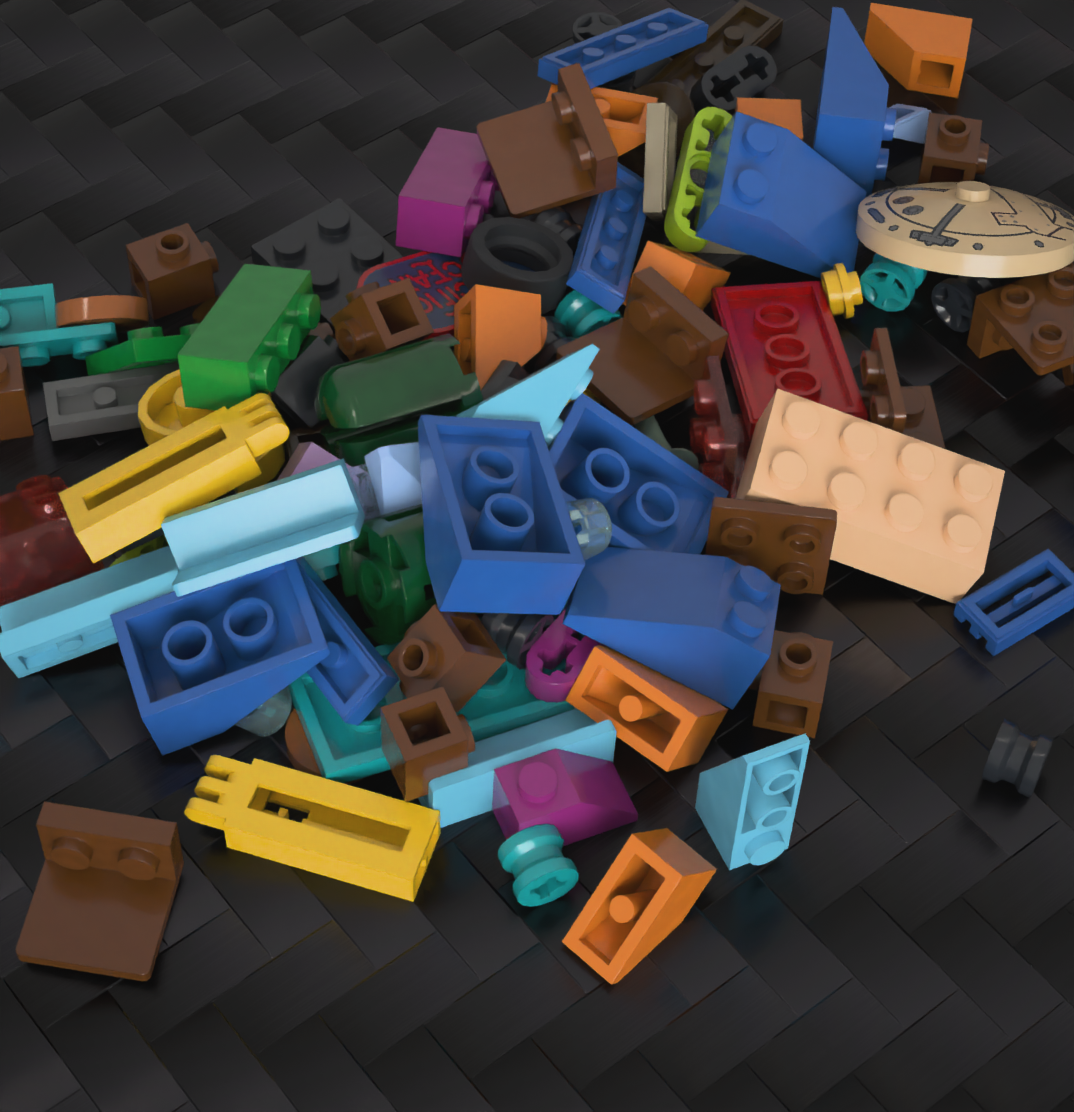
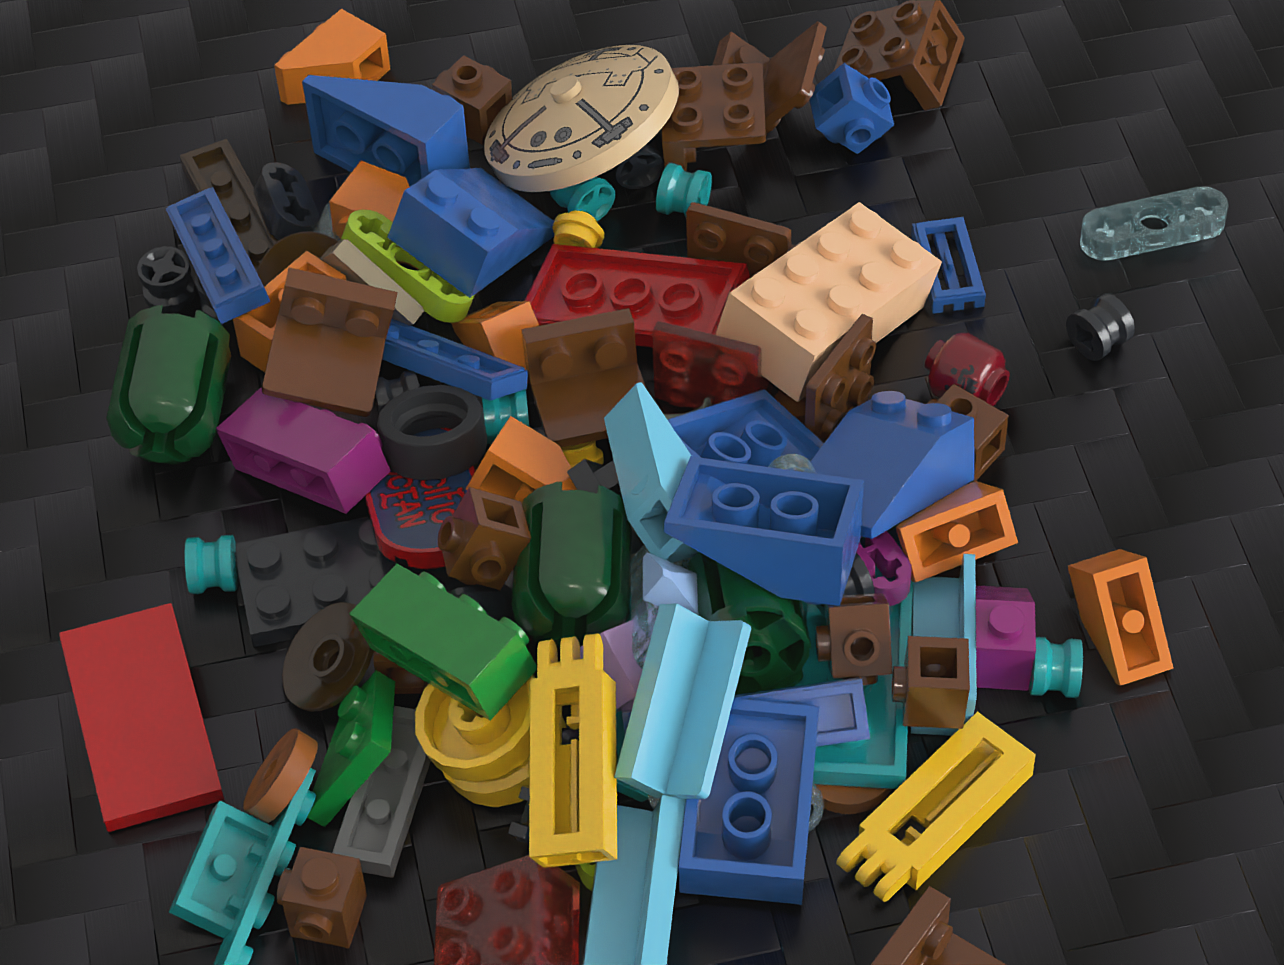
camera: 60 degrees left, 0 degrees up
(166, 188) = (140, 717): none -> red tile
(172, 270) = (244, 706): reddish brown brick -> none
(305, 187) = (211, 564): none -> teal wheel
(461, 77) = (169, 385): none -> dark green cylinder
(753, 802) = (1078, 488): medium azure slope -> none
(870, 657) = (968, 364): none -> dark red head
(949, 350) = (681, 188): none -> teal wheel

